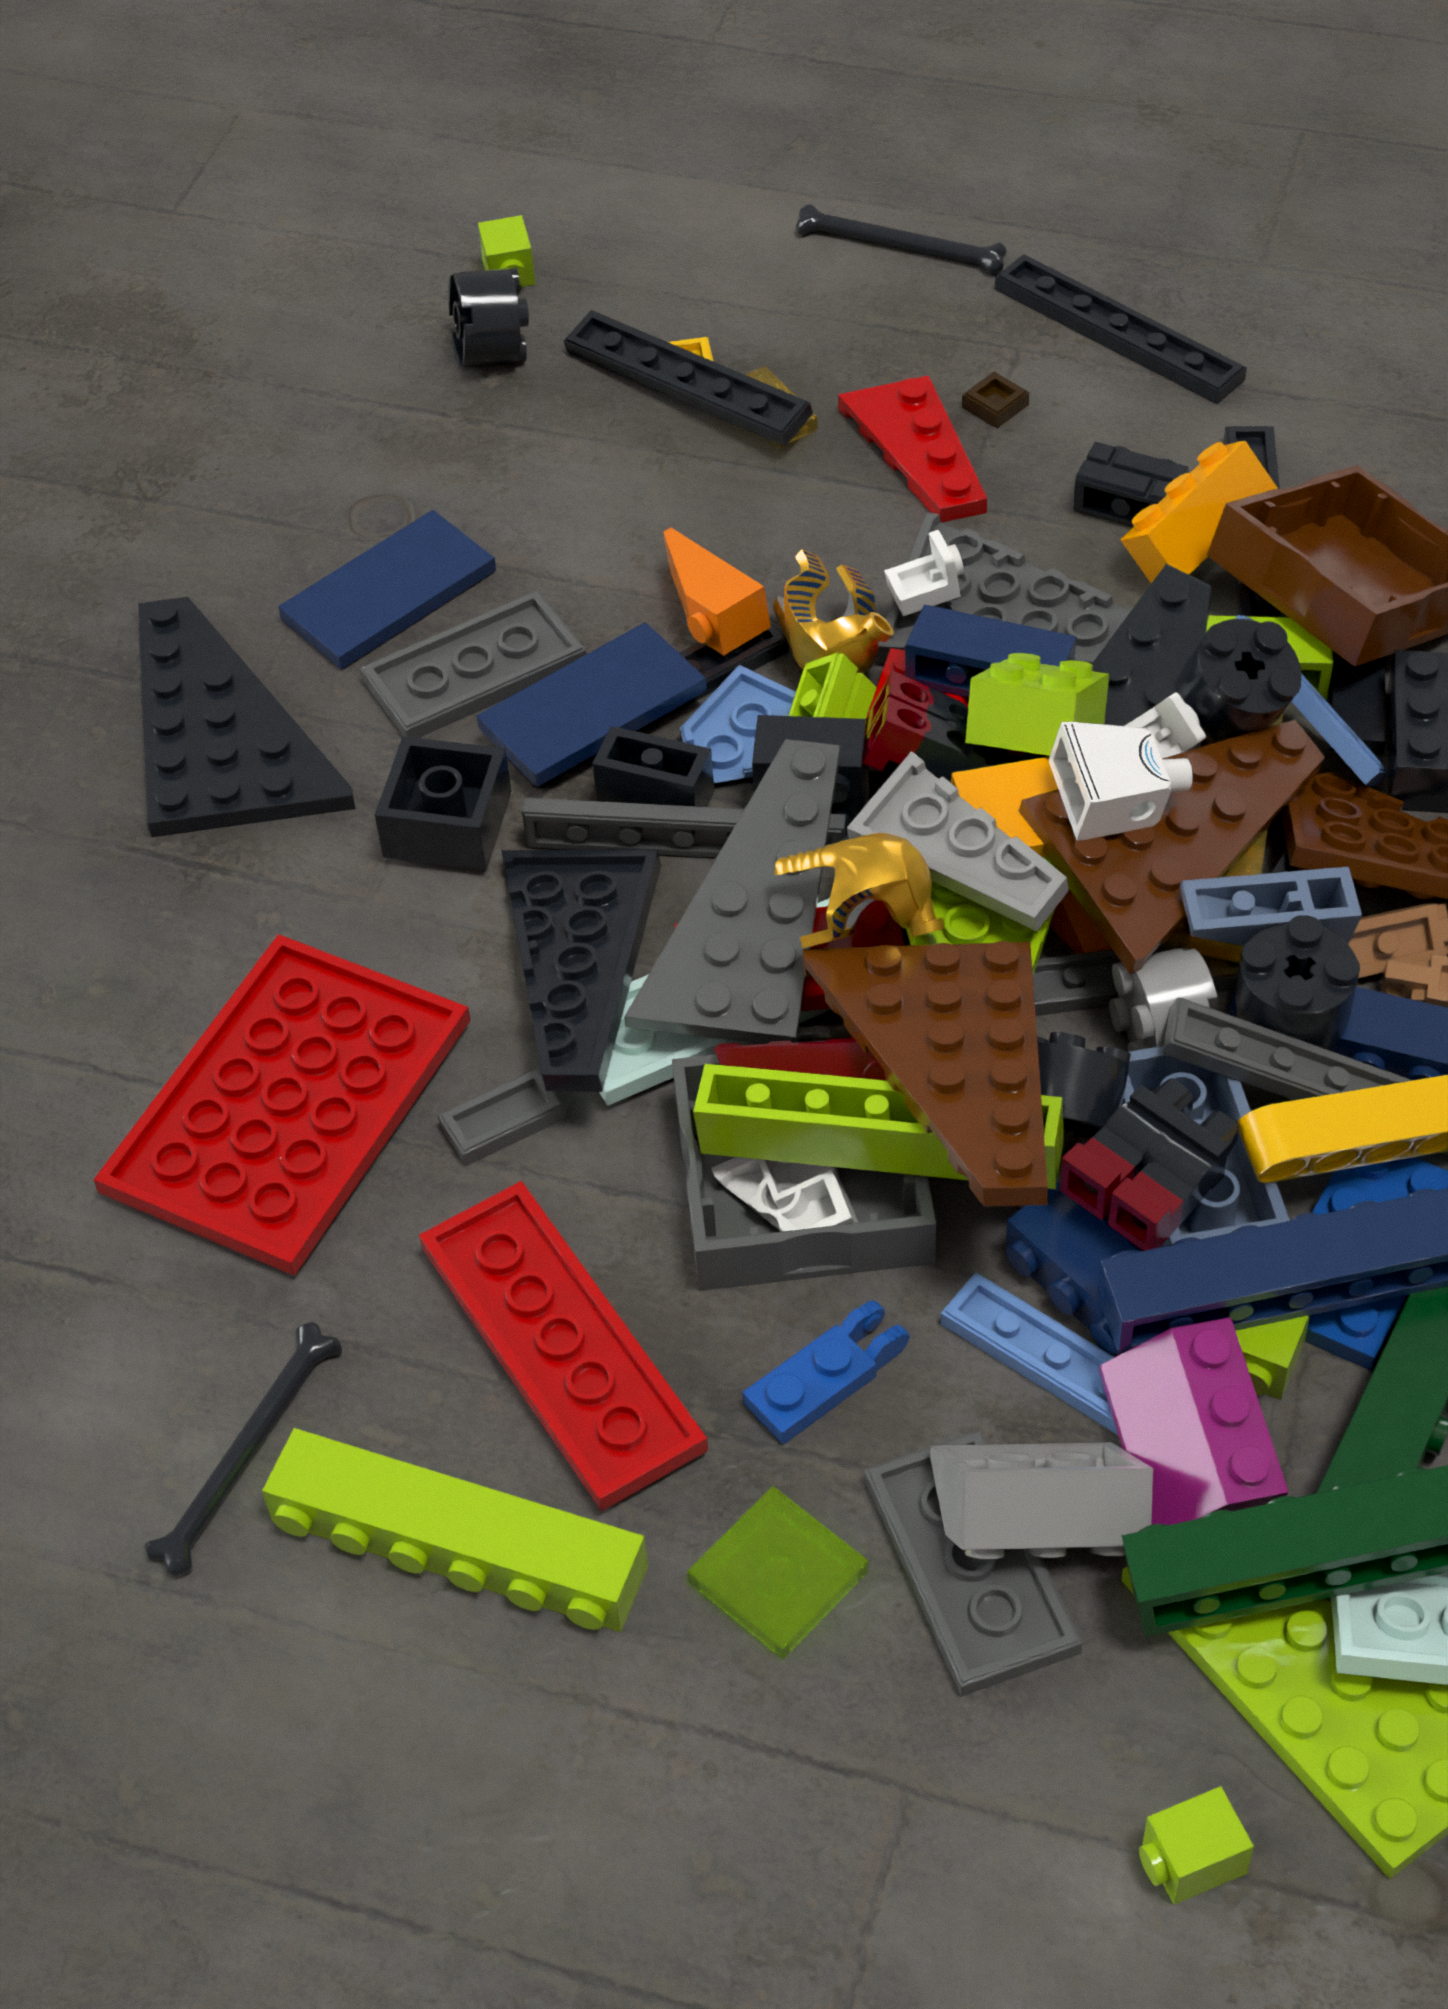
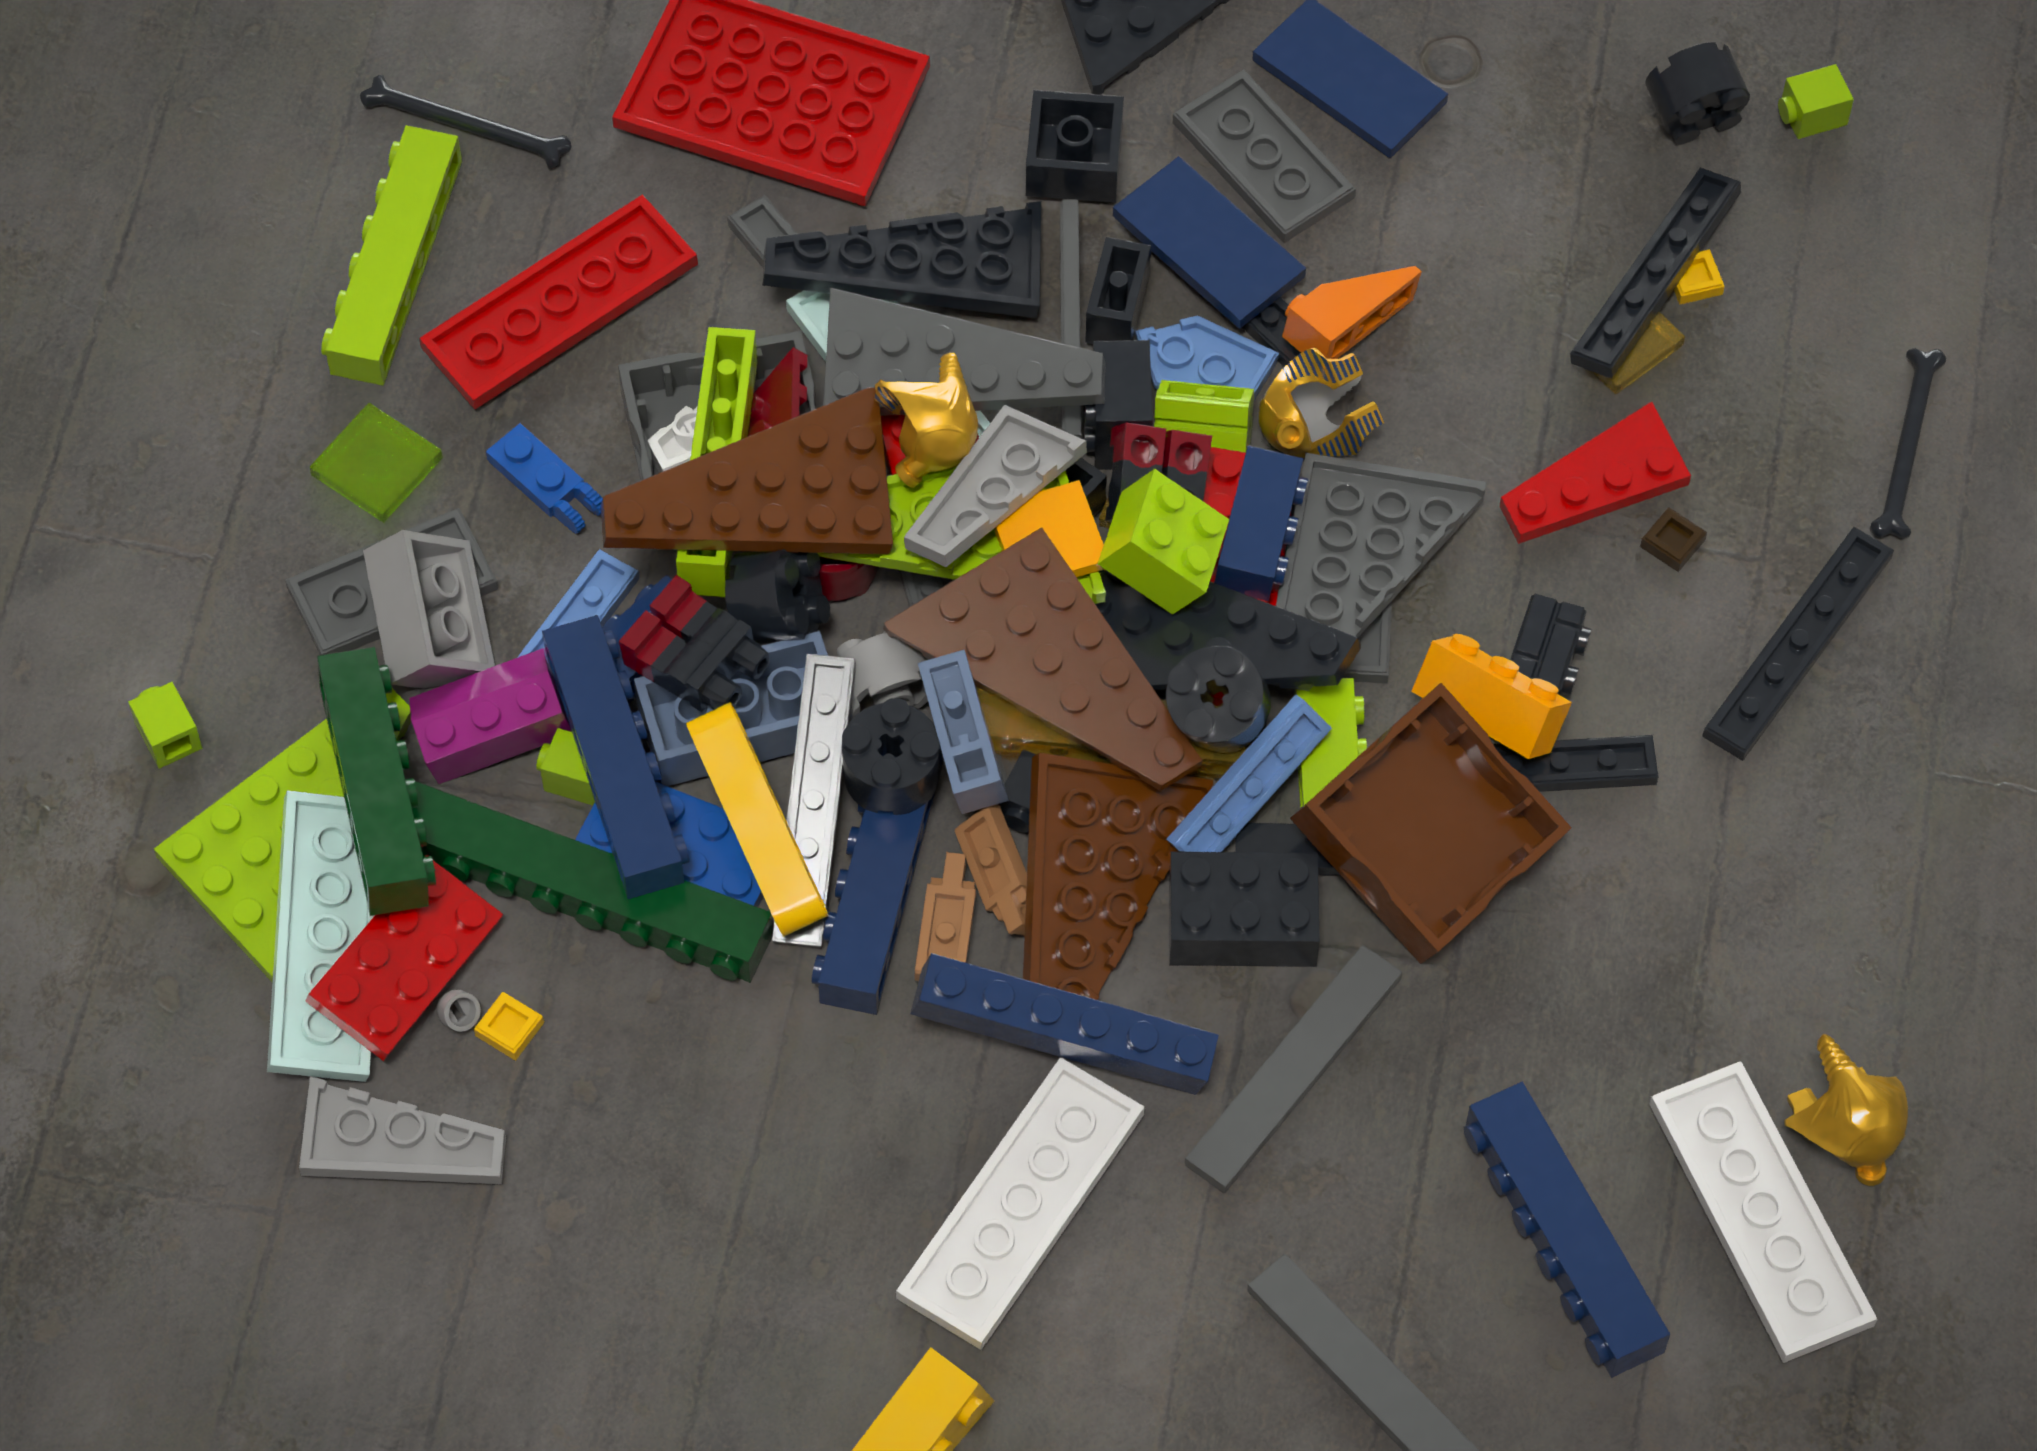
camera: 80 degrees right, 10 degrees up
(927, 579) = (1370, 473): white bracket -> none
(1113, 778) = (1053, 584): white torso -> none
(1172, 726) = (1153, 641): white bracket -> none

